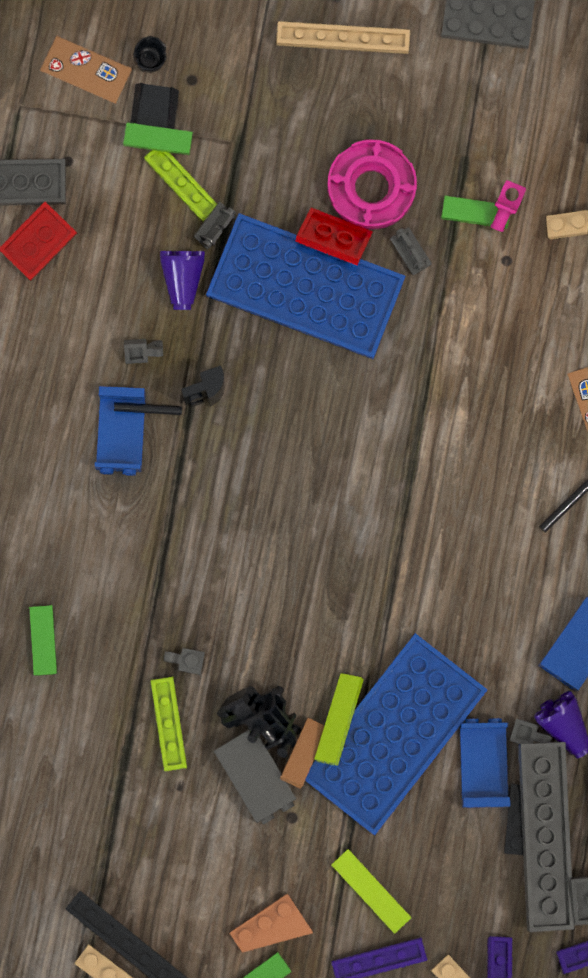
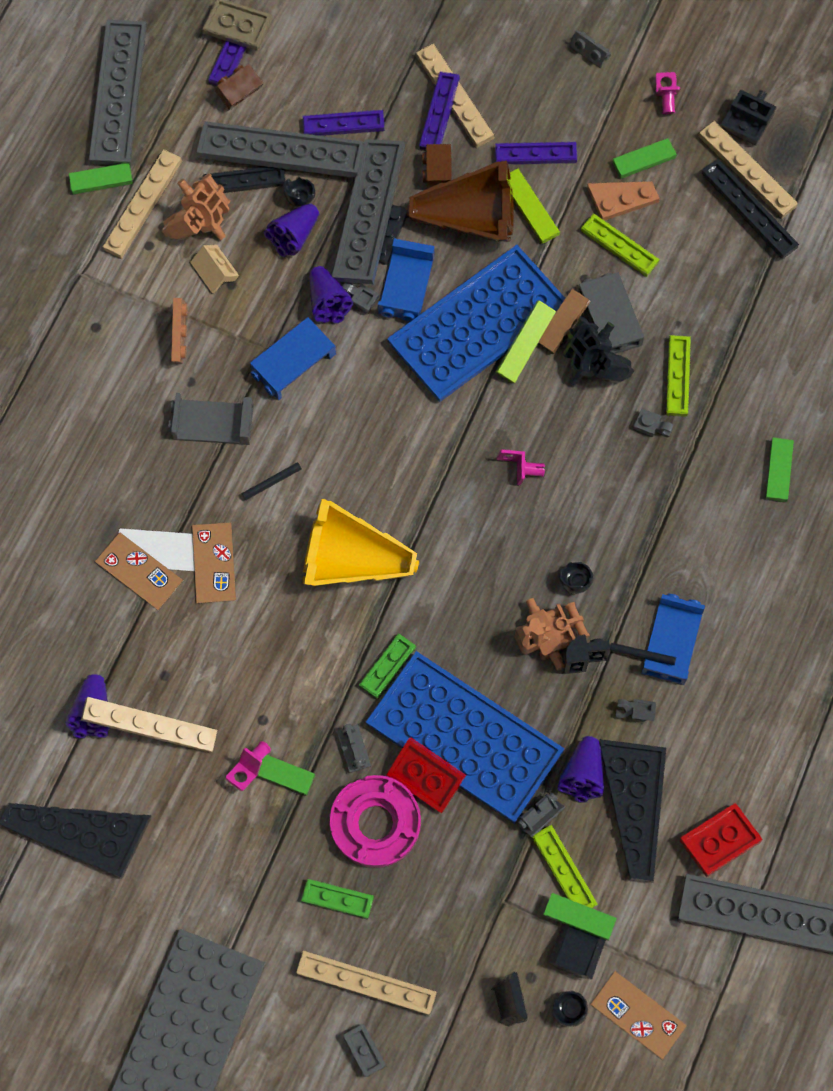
camera: 165 degrees left, 10 degrees down
(128, 273) = (636, 789): none -> black wing
(205, 50) = (510, 1000): none -> black slope
(230, 470) = (576, 577): none -> black hair
(245, 407) = (549, 631): none -> nougat piece
(261, 866) = (620, 245): none -> lime tile
(309, 577) = (523, 467): none -> dark pink bracket
(389, 108) = (337, 898): none -> bright green tile
(398, 340) = (387, 666): none -> bright green tile
(435, 863) = (469, 204): none -> reddish brown cone
(462, 437) = (352, 550): none -> yellow cone
(484, 913) = (438, 164): none -> reddish brown brick

